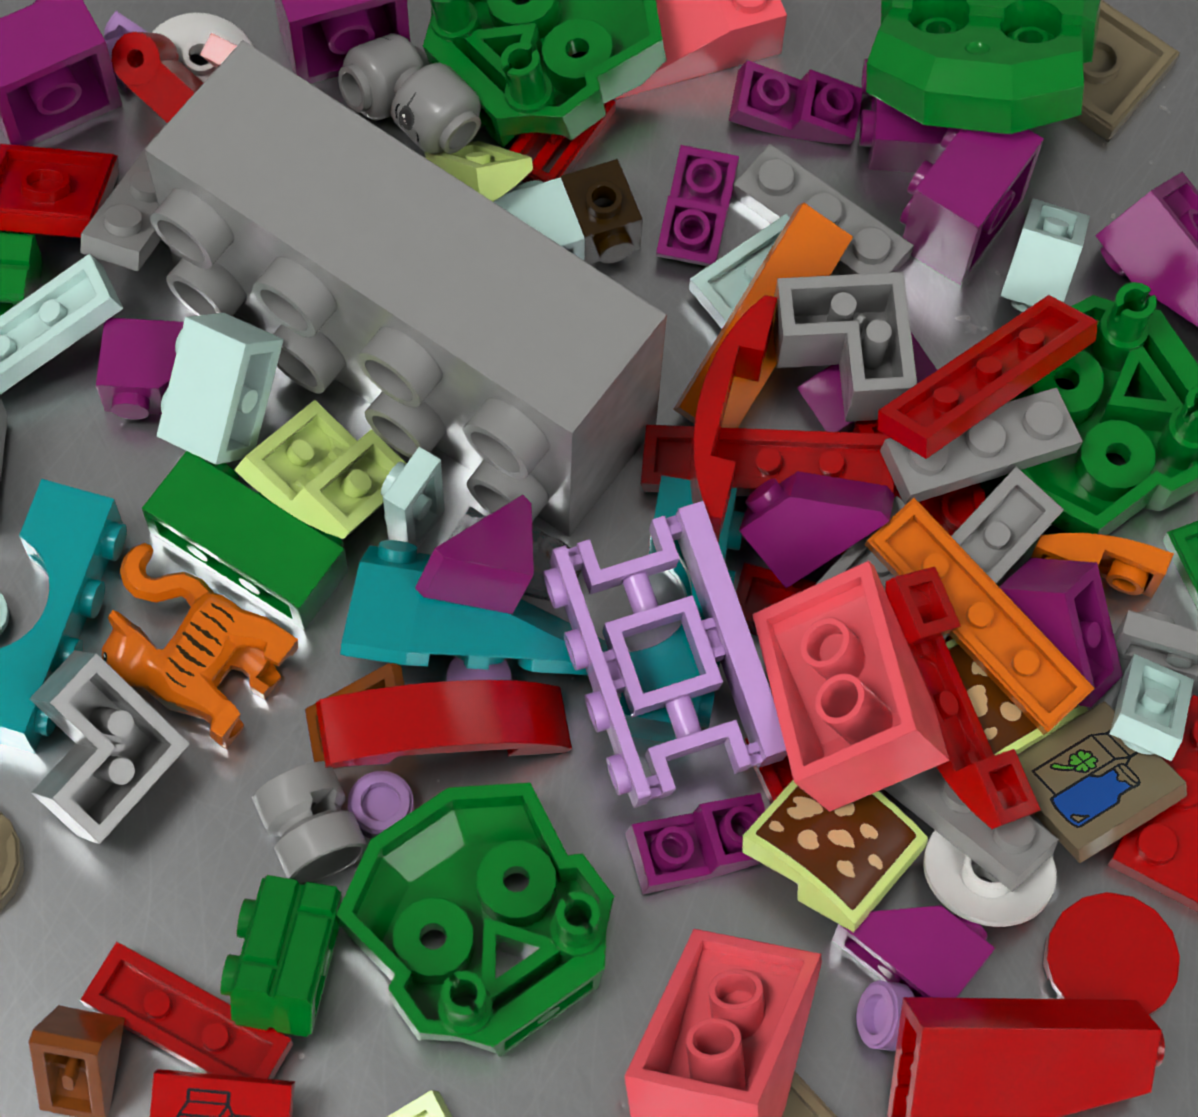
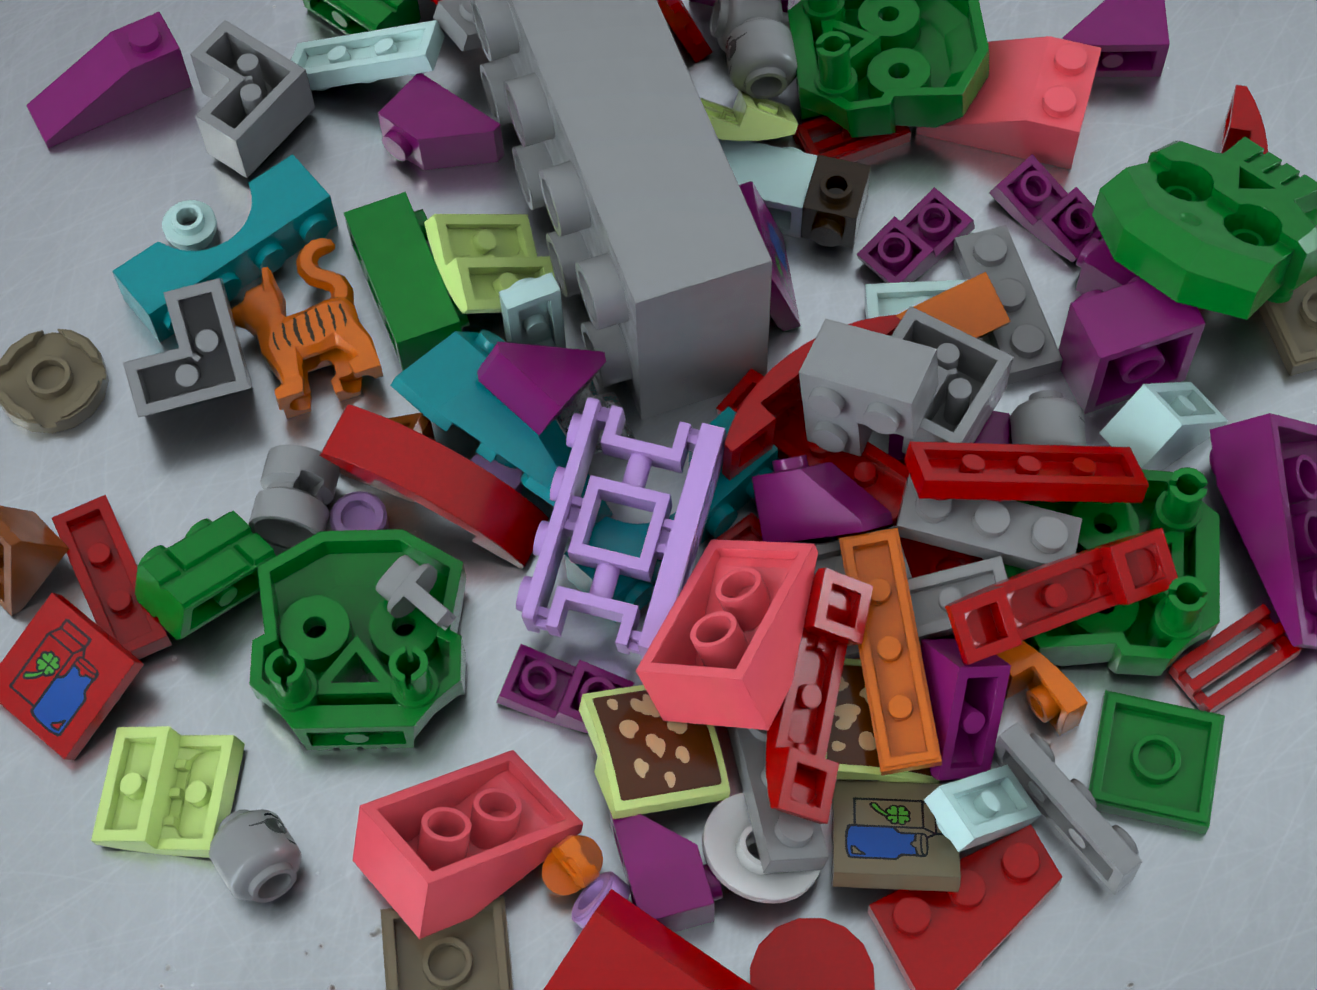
camera: 40 degrees right, 5 degrees down
(219, 387) = (455, 157): light aqua brick -> none
(499, 840) = (408, 587): none -> light grey piece
(801, 376) = (864, 384): none -> light grey brick
(840, 1000) = (572, 865): none -> orange piece
(952, 319) = (1048, 421): none -> light grey head
(1091, 465) = (1060, 593): none -> red slope

